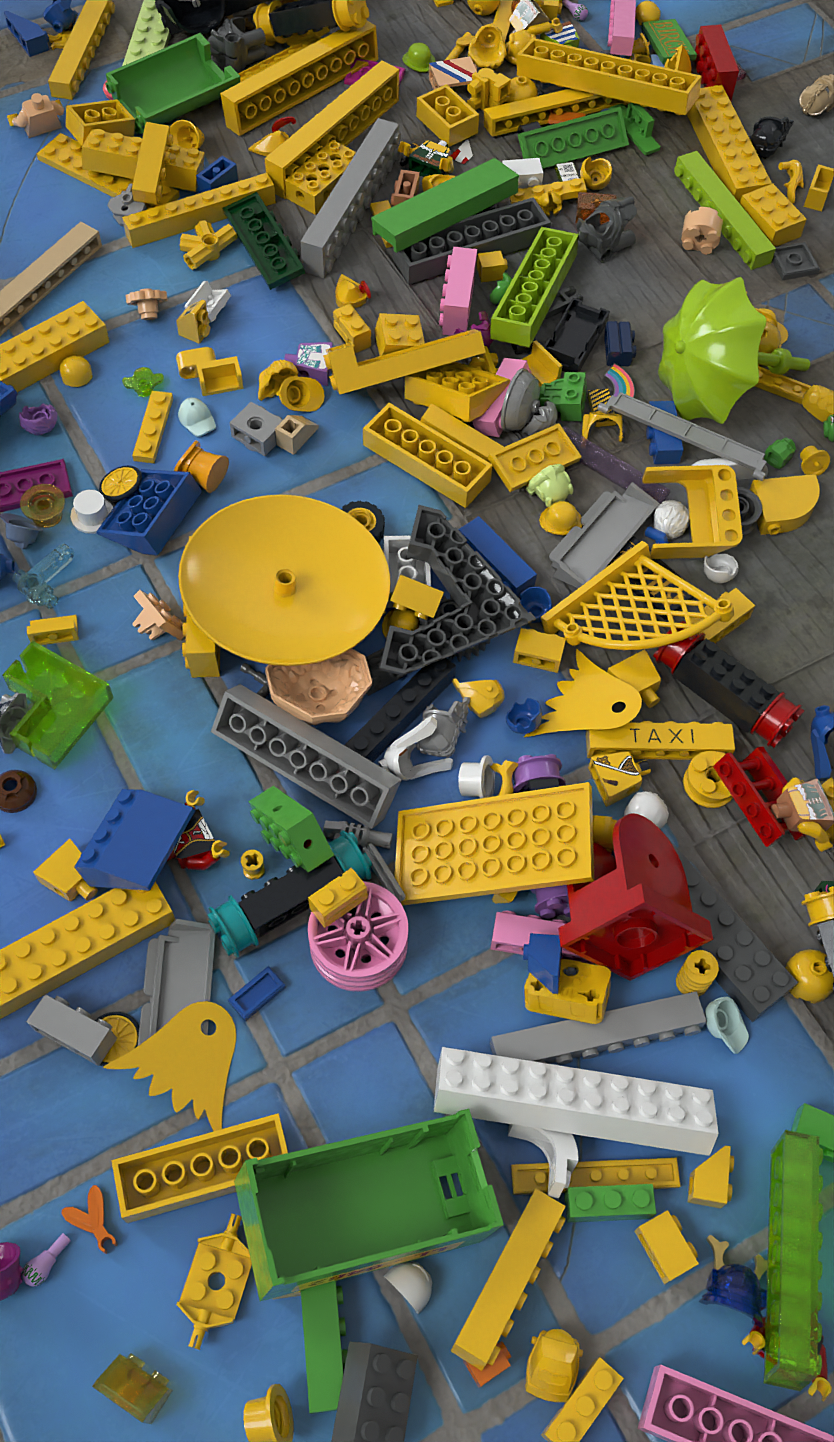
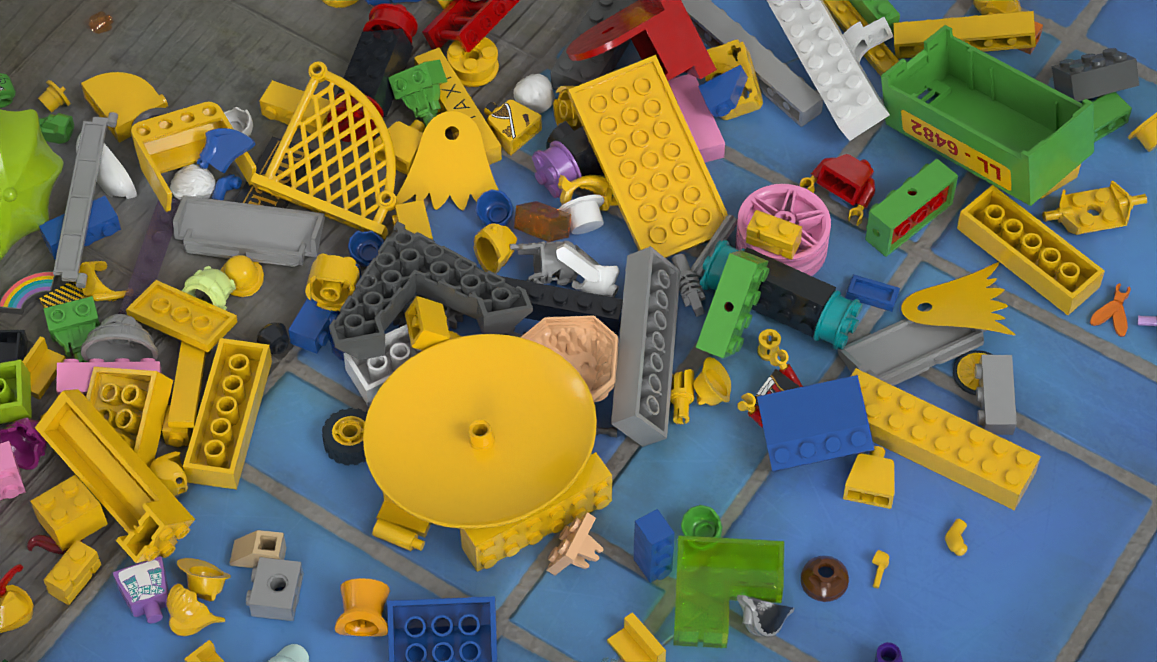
camera: 115 degrees left, 5 degrees down
(109, 658) = (653, 546): none -> blue brick
(115, 718) = (701, 522): none -> bright green hair
(234, 793) = (713, 383): none -> yellow piece
(248, 768) = (682, 395): none -> yellow arm
(317, 1070) = (911, 207): none -> bright green brick
(390, 1037) = (846, 179): none -> red torso
(398, 397) = (168, 469): none -> yellow helmet
(483, 508) = (275, 336): none -> black cone
(485, 739) = (542, 221): none -> clear orange brick
(498, 545) = (332, 281): none -> yellow brick
(686, 533) = (223, 148): none -> blue arm
(692, 707) = (420, 88): none -> bright green brick

